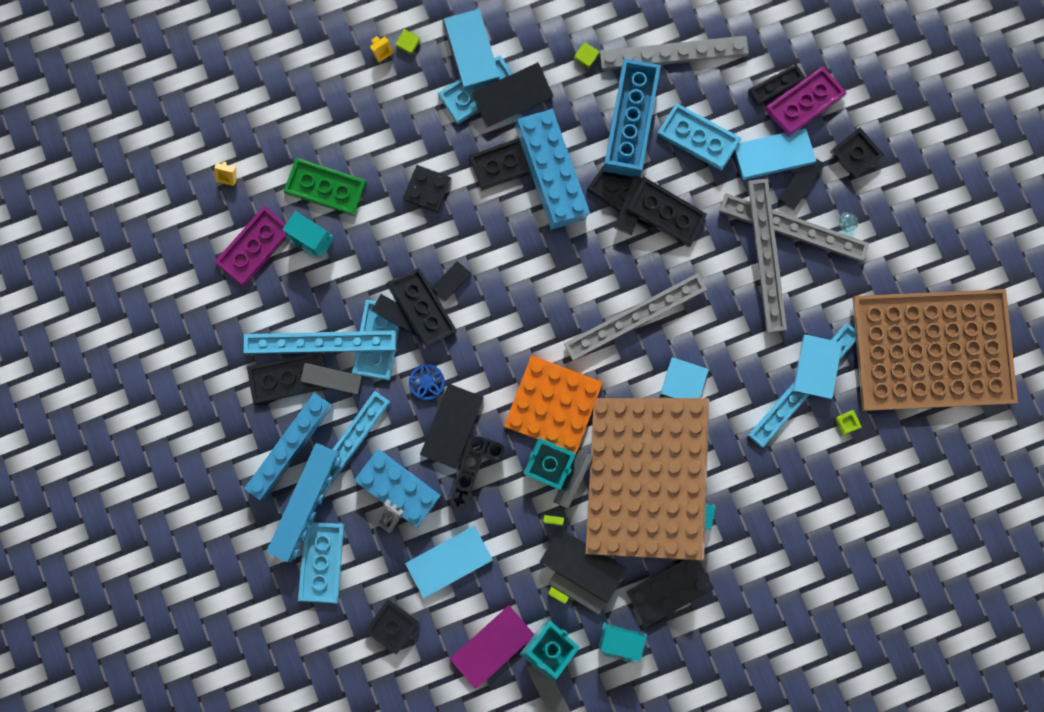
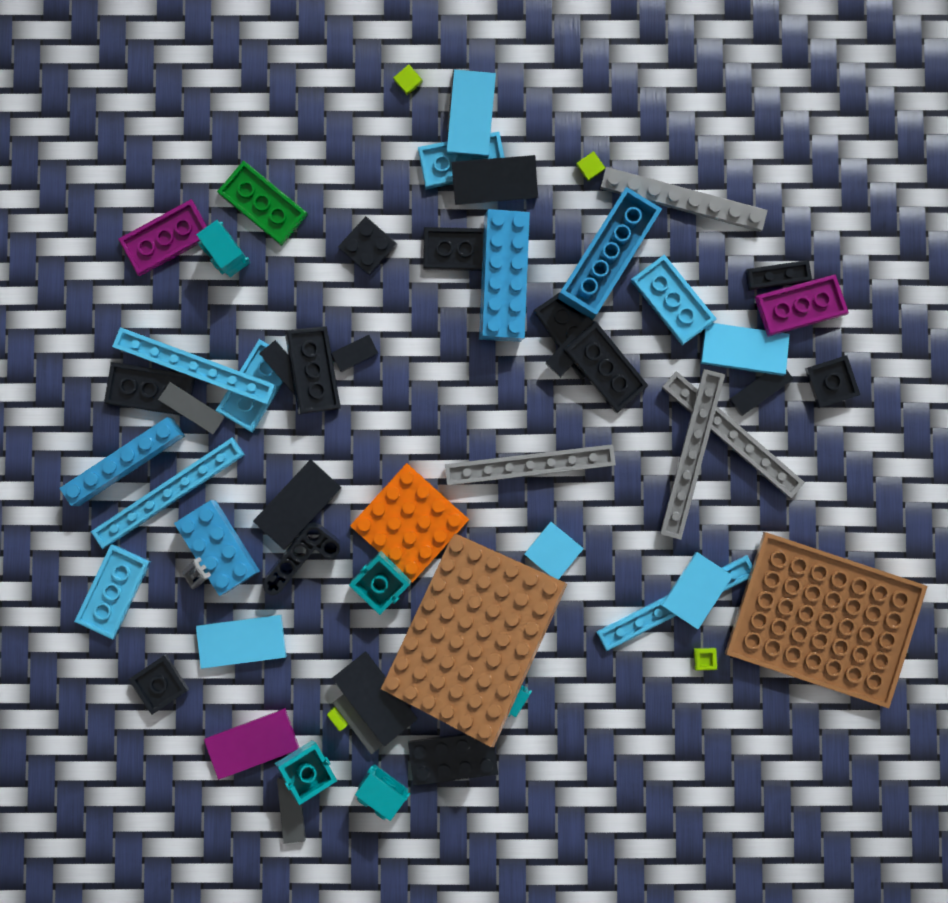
camera: 20 degrees right, 5 degrees up
(225, 174) = (163, 149): yellow tile -> none
(303, 503) = (115, 525): dark azure brick -> none
(381, 48) = (376, 76): yellow tile -> none
(426, 382) = (289, 449): blue wheel -> none
(553, 520) = (362, 641): lime tile -> none
(571, 483) = (396, 611): dark grey tile -> none
(848, 222) = (792, 451): clear light blue plate -> none

